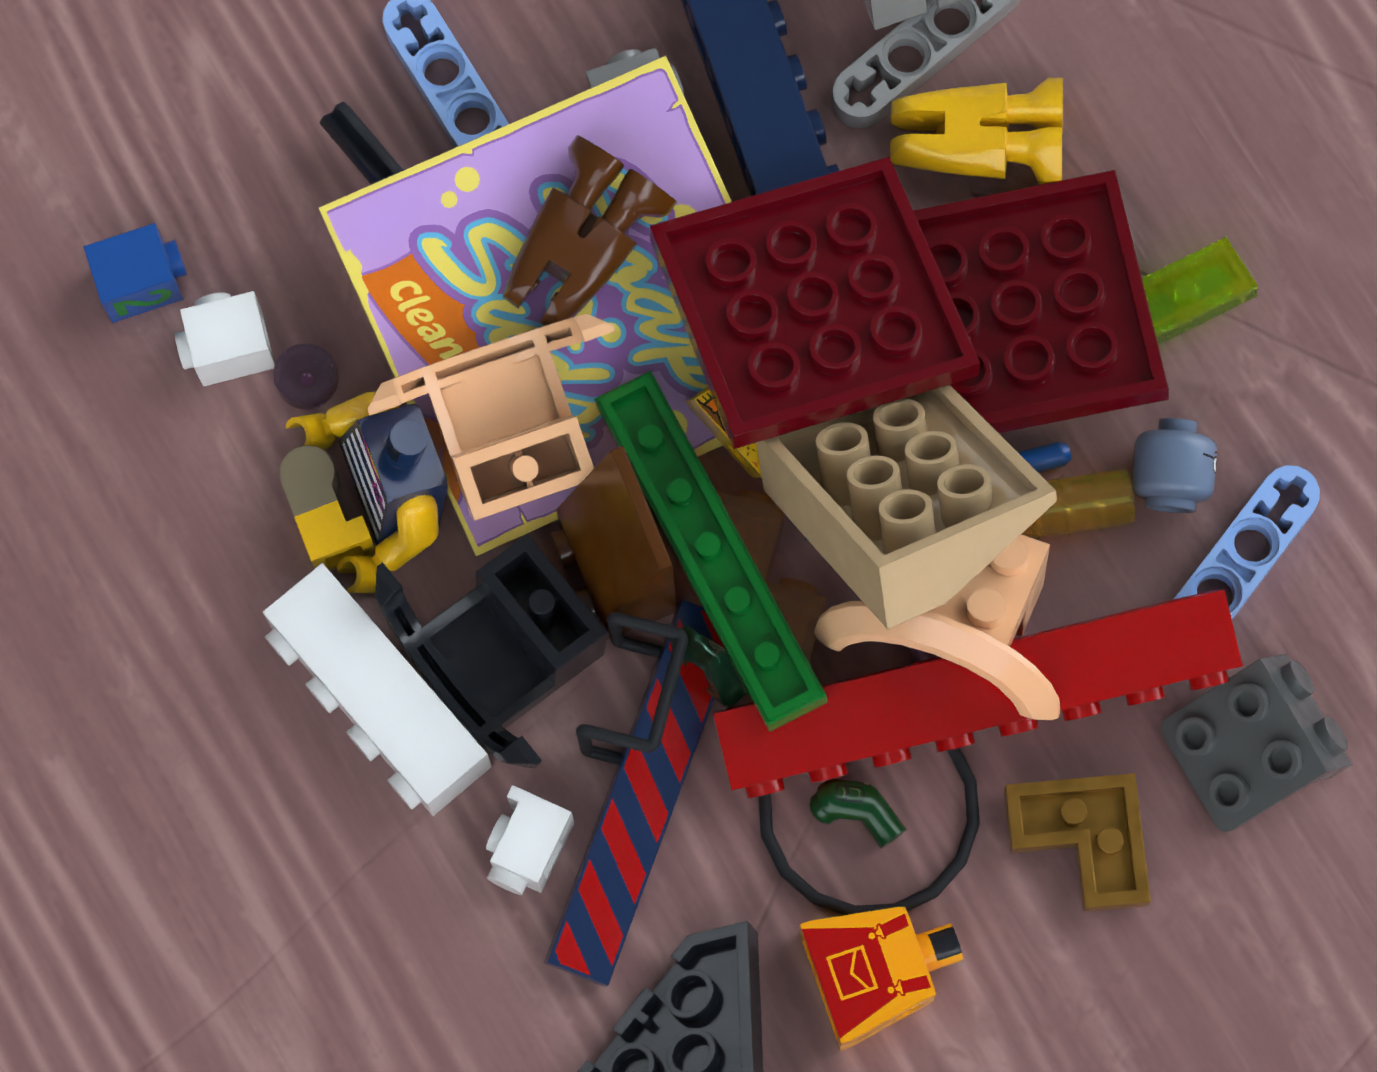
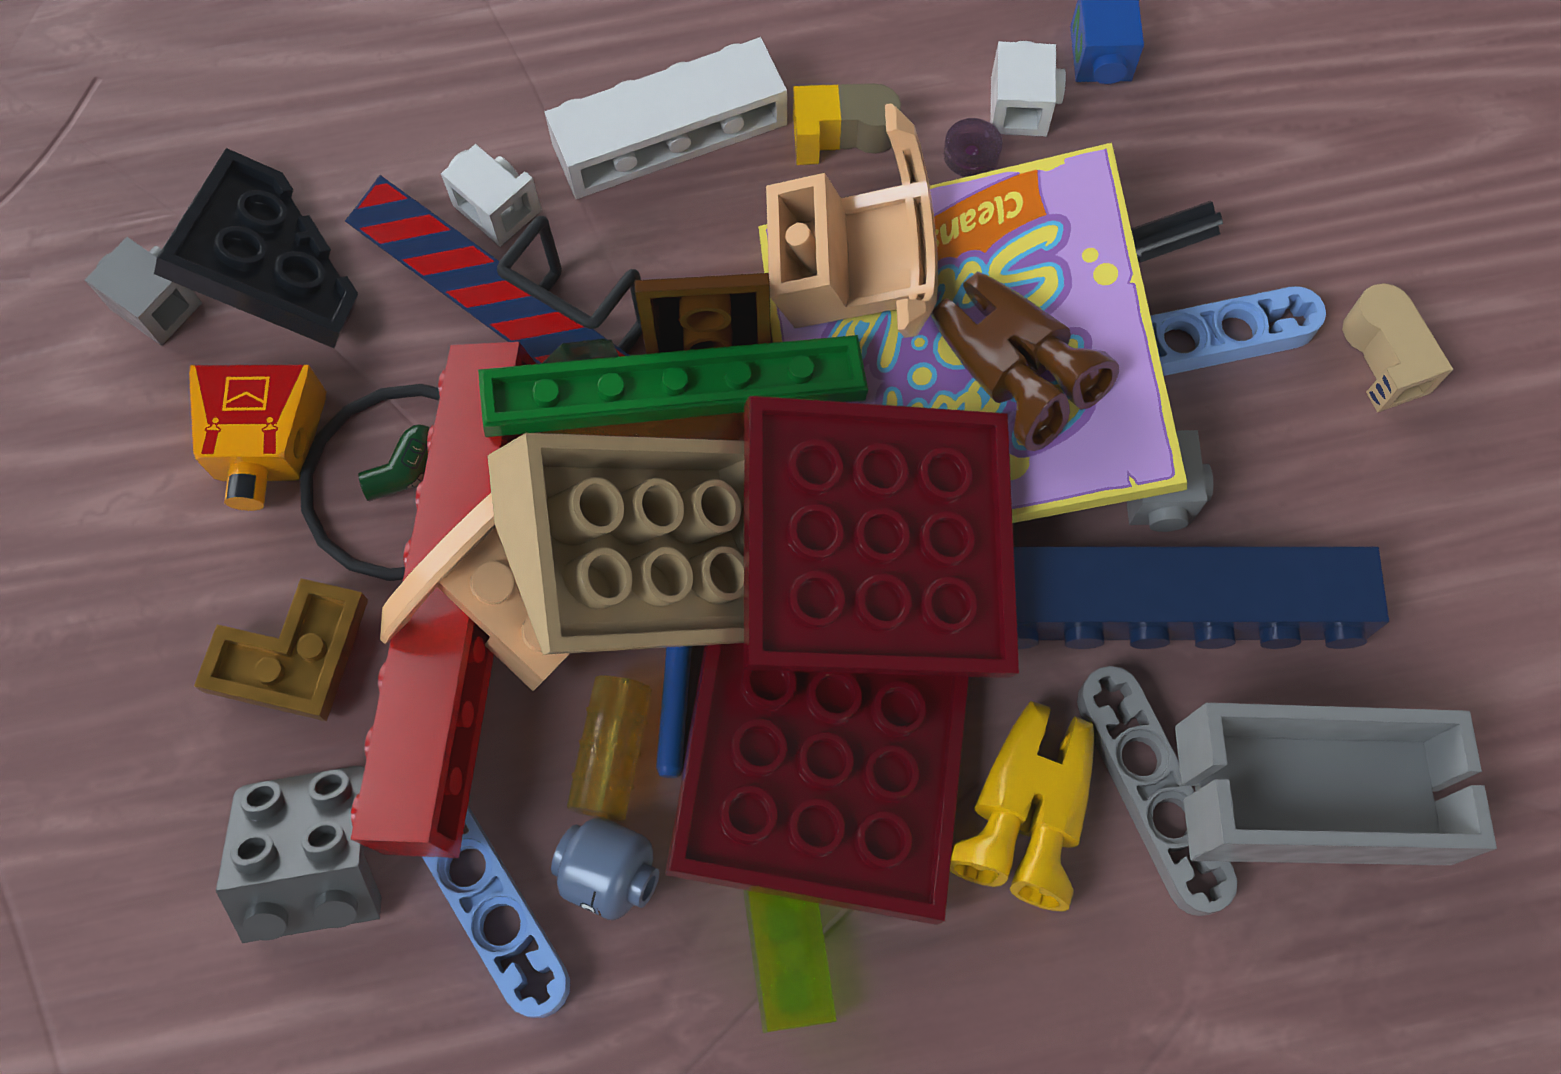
camera: 105 degrees right, 5 degrees down
(393, 476) = (852, 155): torso -> none
(499, 644) = (666, 209): black piece -> none

